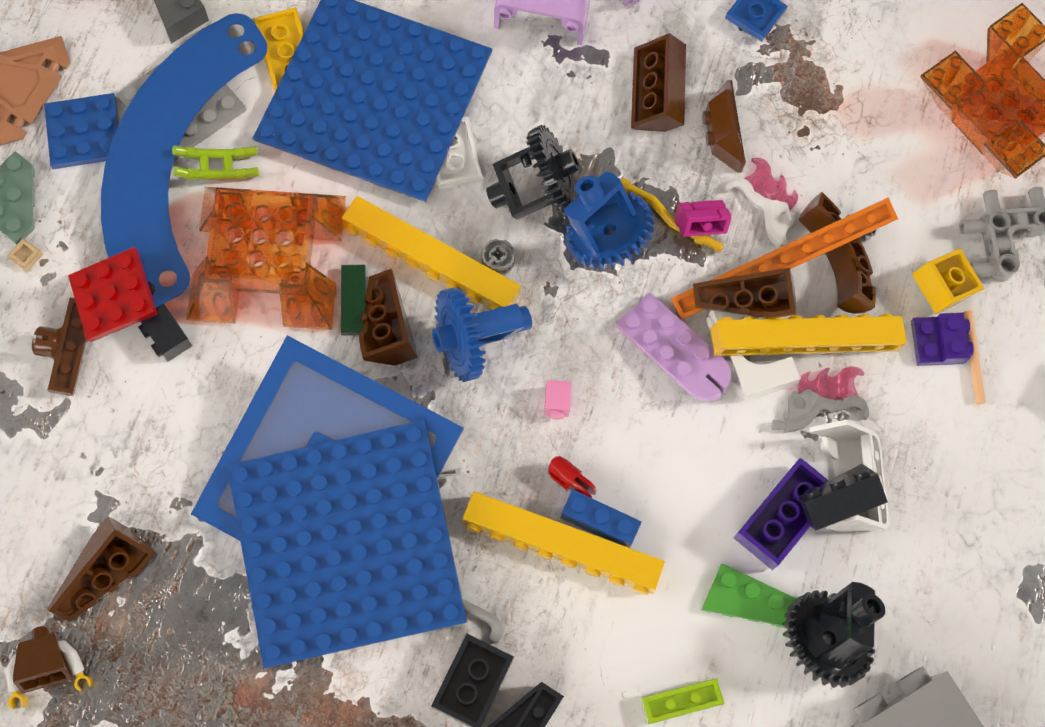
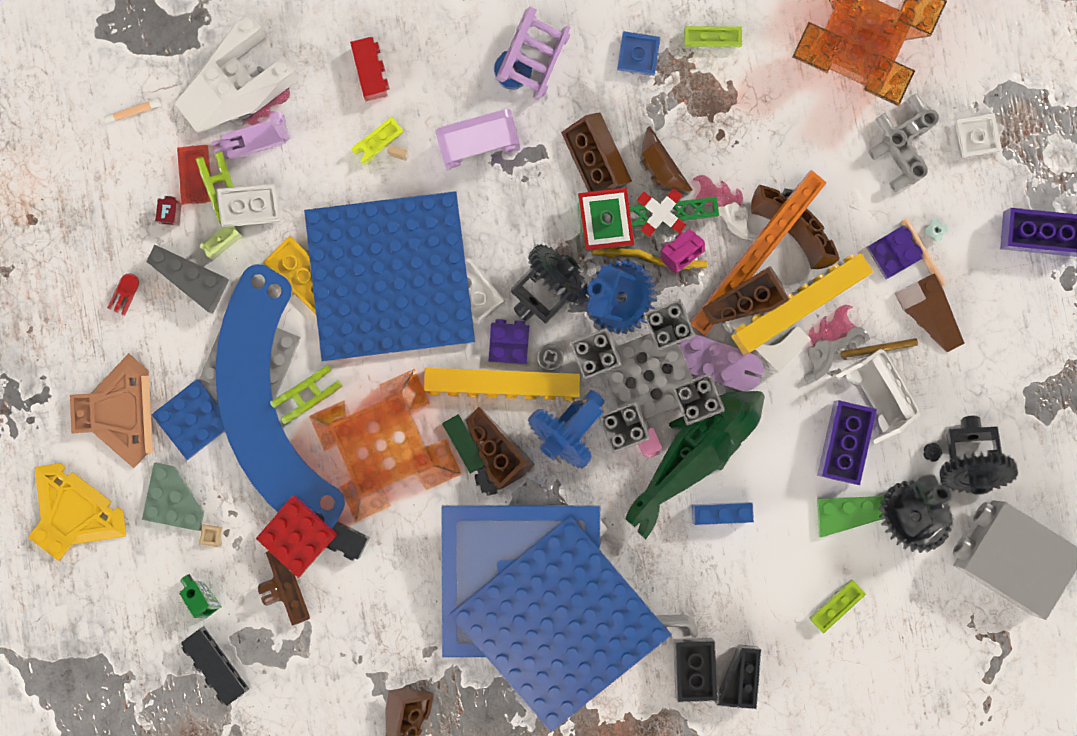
camera: 25 degrees left, 15 degrees up
(39, 101) = (147, 414): none -> light nougat bar
(350, 346) = (481, 479): none -> black bracket
(462, 220) = (509, 342): none -> dark purple plate
(563, 543) = (705, 542): yellow brick -> none
(564, 351) = (629, 423): none -> light grey slope
(570, 476) = (685, 496): red arm -> none
(611, 427) = (697, 453): none -> dark green animal
(642, 162) = (619, 233): none -> piece
(843, 497) = (883, 417): black wedge -> none
(844, 33) = (713, 36): none -> lime plate
(886, 437) = (886, 347): none -> pearl gold bar
(890, 580) = (937, 452): none -> black plate
(931, 618) = (981, 472): none -> black piece
(947, 281) = (881, 205): yellow slope -> none
(954, 418) = (930, 309): none -> reddish brown wedge
(995, 344) = (930, 231): none -> light aqua plate

